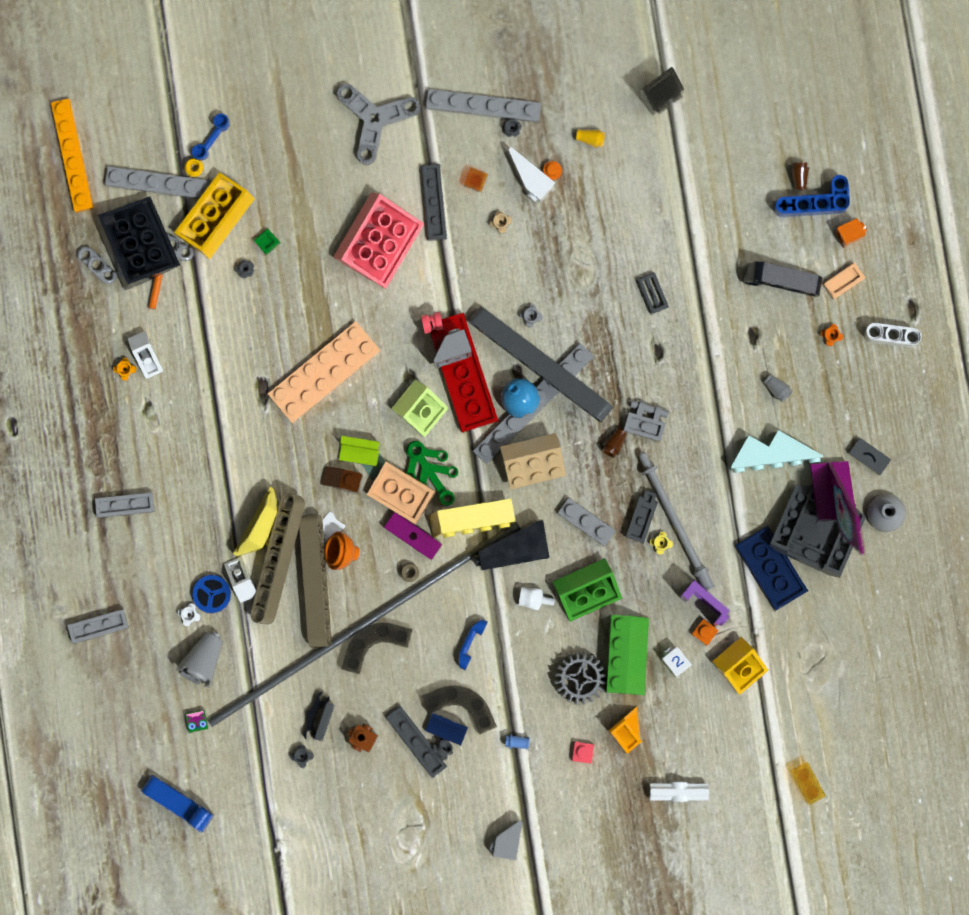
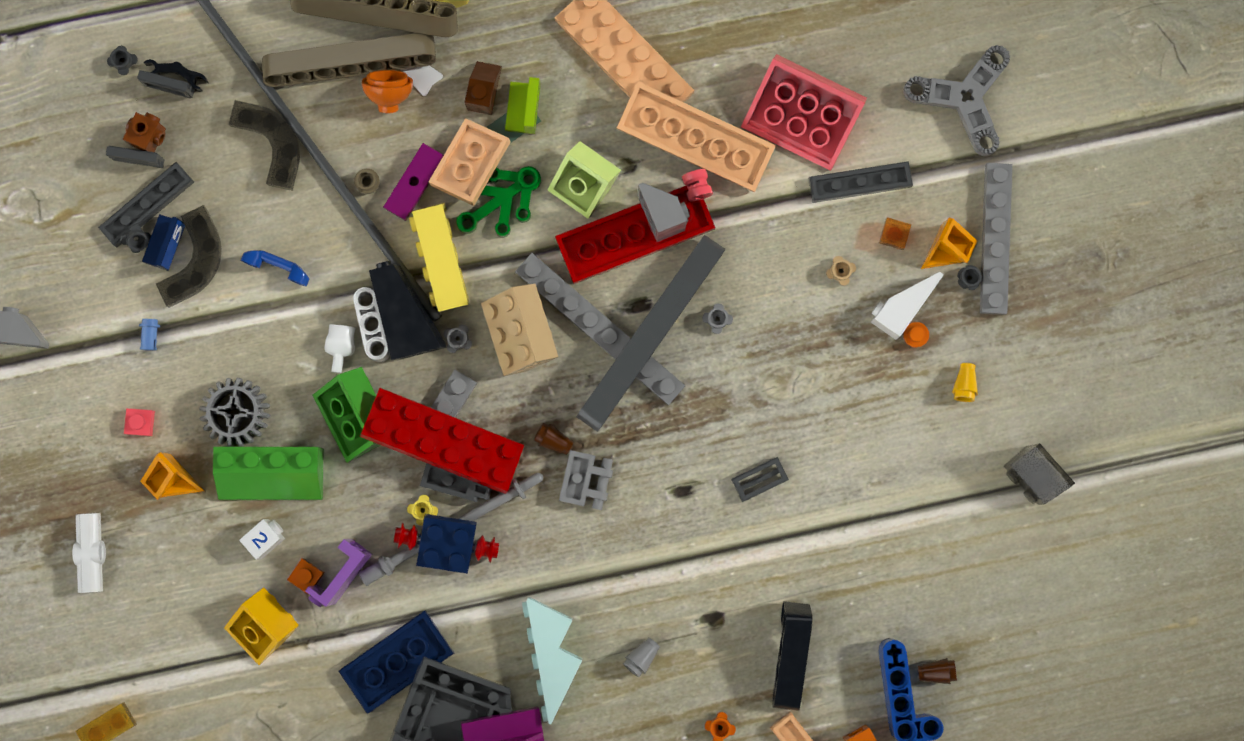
camera: 85 degrees right, 0 degrees up
(379, 747) = (135, 156): none -> dark grey tile
(393, 321) = (696, 136): none -> light nougat plate
(487, 140) = (950, 245): none -> light orange slope
(520, 397) = (605, 308): dark azure cylinder -> none
(530, 573) = (364, 314): none -> white beam
(534, 505) = (461, 332): none -> light grey plate
(612, 522) = (442, 441): none -> red plate
(687, 525) = (446, 543): none -> dark blue plate

